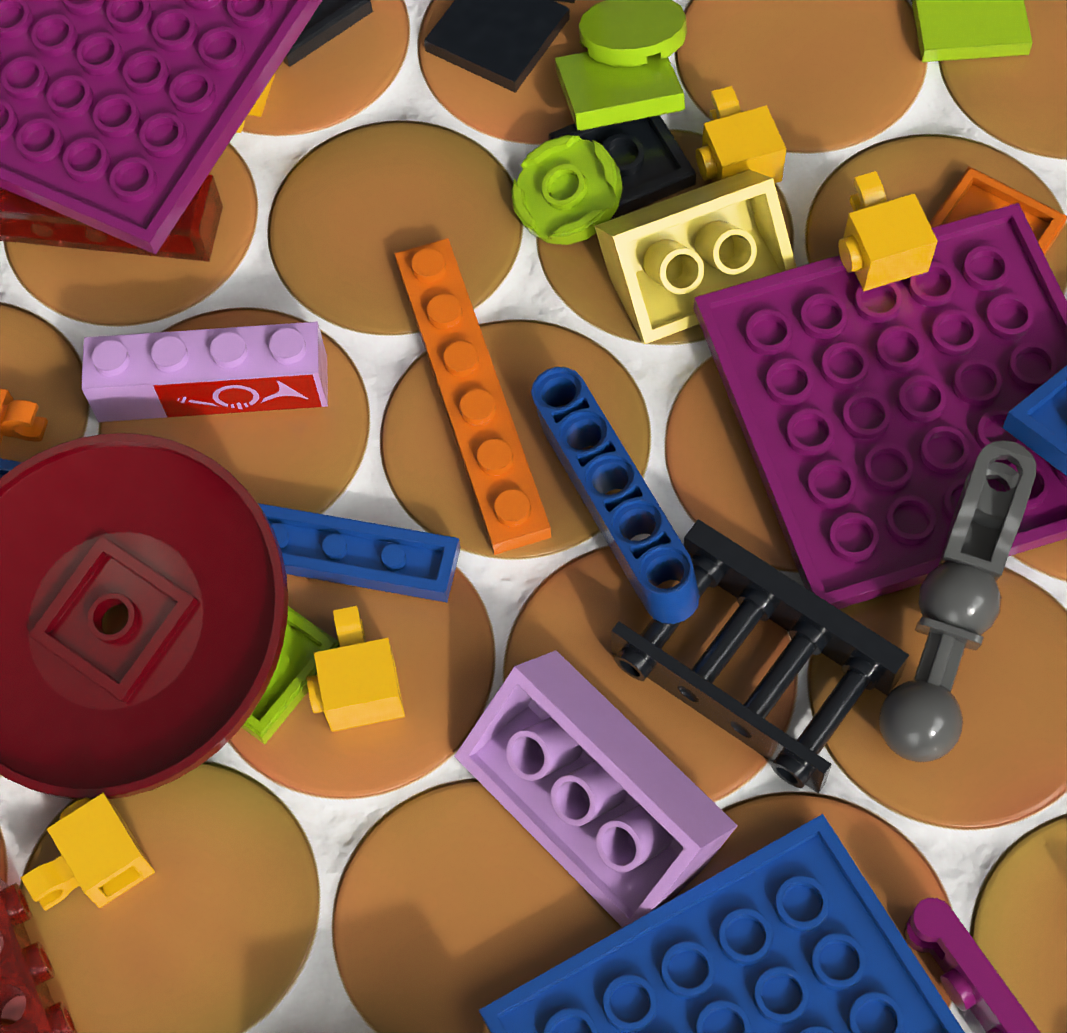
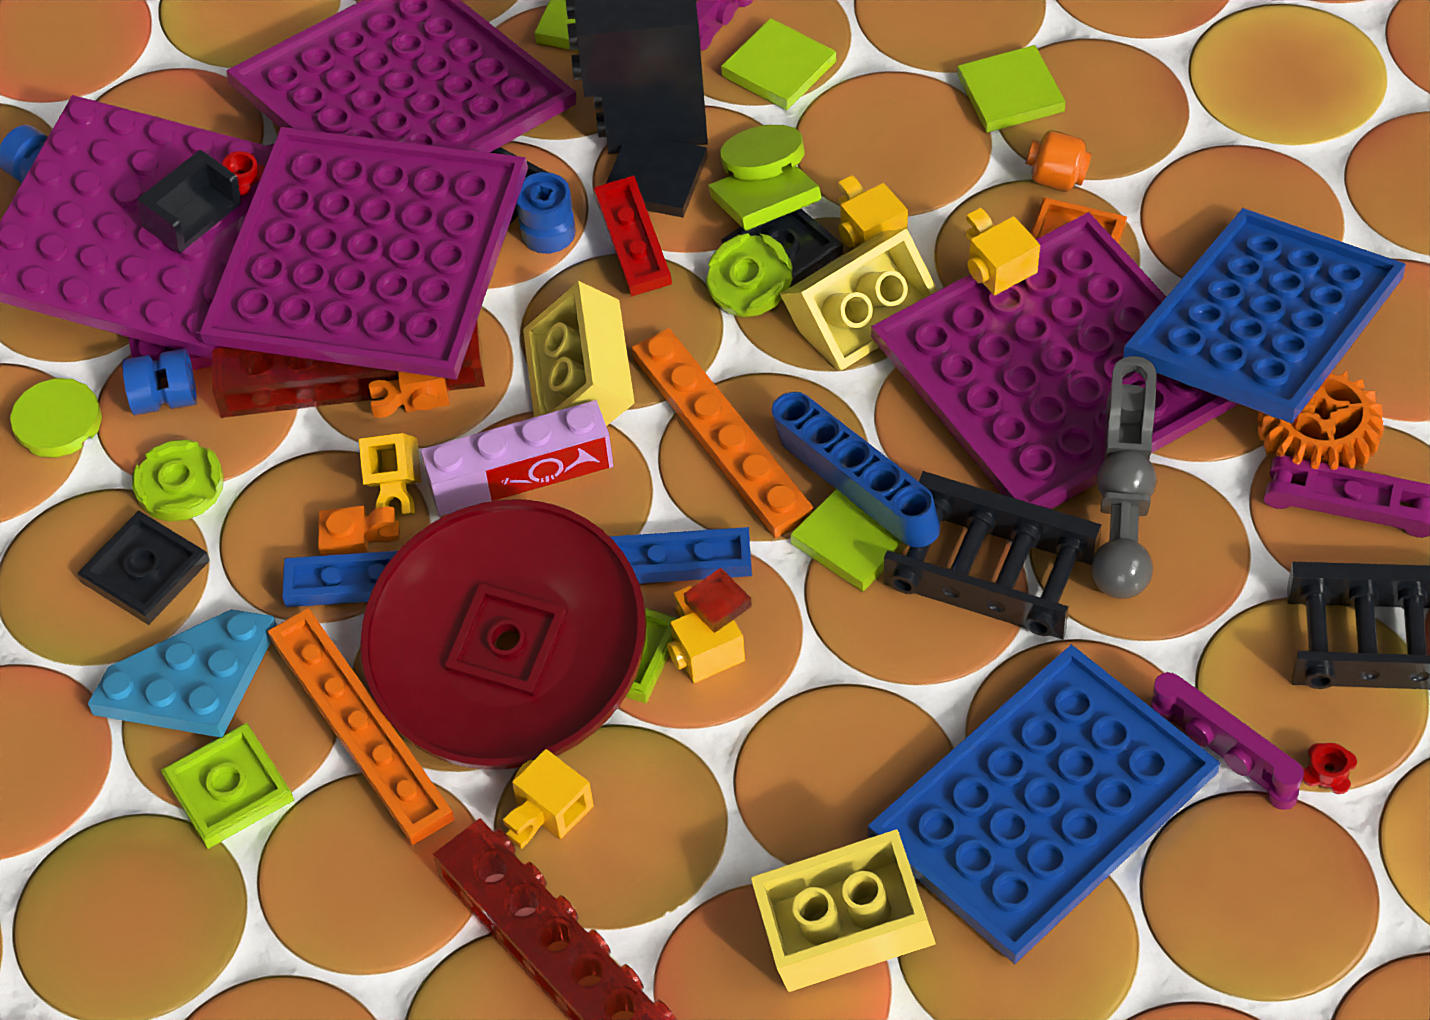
camera: 15 degrees left, 10 degrees down
(48, 347) = (391, 464): none -> yellow brick
(106, 250) = (412, 390): none -> orange plate
(326, 253) = (579, 354): none -> light yellow slope
(343, 52) = (545, 213): none -> blue wheel
(379, 639) = (717, 600): none -> clear red tile
(441, 106) = (632, 236): none -> red plate
(580, 583) = (846, 540): none -> lime tile
(593, 789) = (900, 668): lavender slope -> none
(1000, 122) = (1058, 160): none -> orange head

